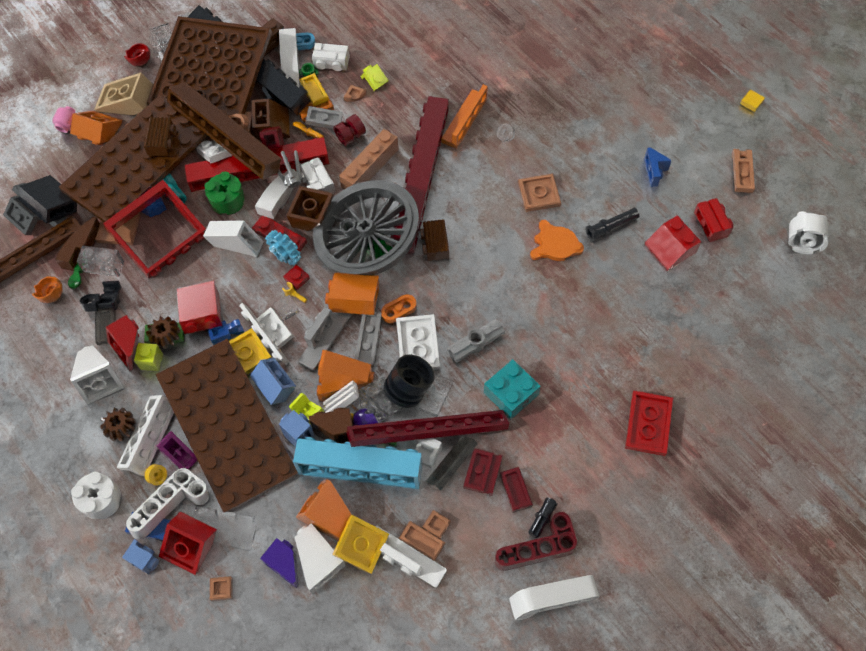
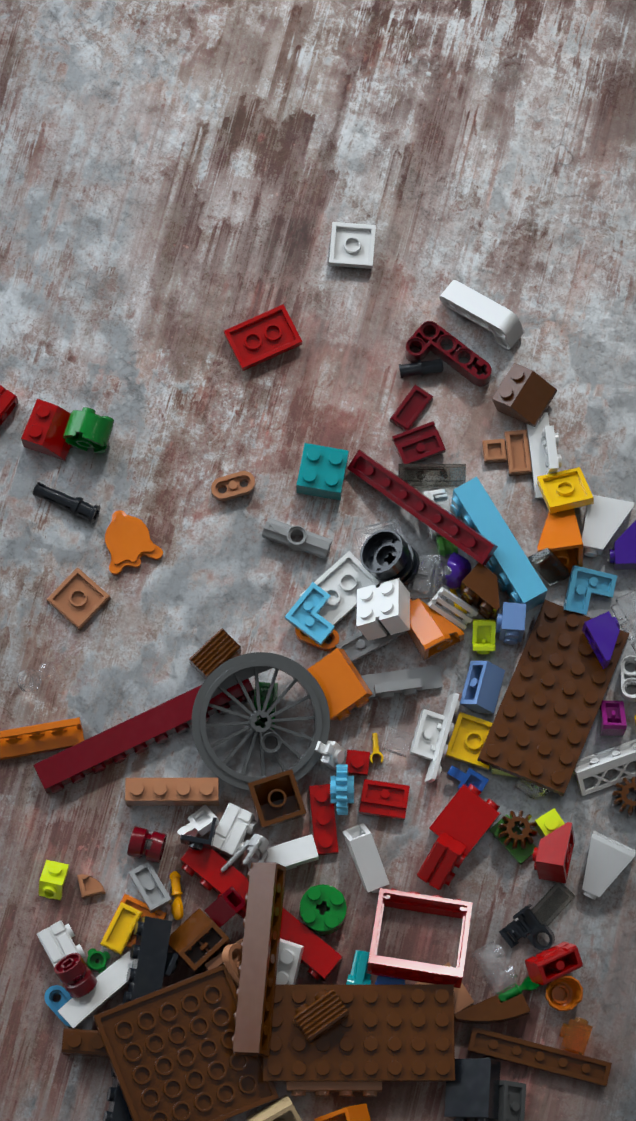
camera: 130 degrees left, 10 degrees up
(19, 278) = (575, 1035): none -> clear orange brick
(67, 293) = (553, 963): none -> red brick
(186, 273) = (441, 861): none -> red brick
(233, 484) = (602, 636): none -> dark purple slope
(258, 274) = (384, 799): none -> red plate
(283, 511) = (583, 583): none -> medium azure plate
(304, 43) = (75, 975): none -> dark red wheel
(312, 260) = (332, 753): none -> white plate
(313, 486) = (549, 566): none -> clear smoke tile
(321, 147) = (199, 843): none -> black bracket
(336, 164) = (199, 822): none -> white plate
(376, 349) = (385, 603): none -> white piece
(413, 303) = (305, 614): none -> medium azure plate
(460, 575) = (523, 395): none -> reddish brown slope
(546, 329) = (232, 485): none -> nougat plate
(654, 259) = (88, 430): none -> green brick
(684, 542) = (352, 245): none -> white plate

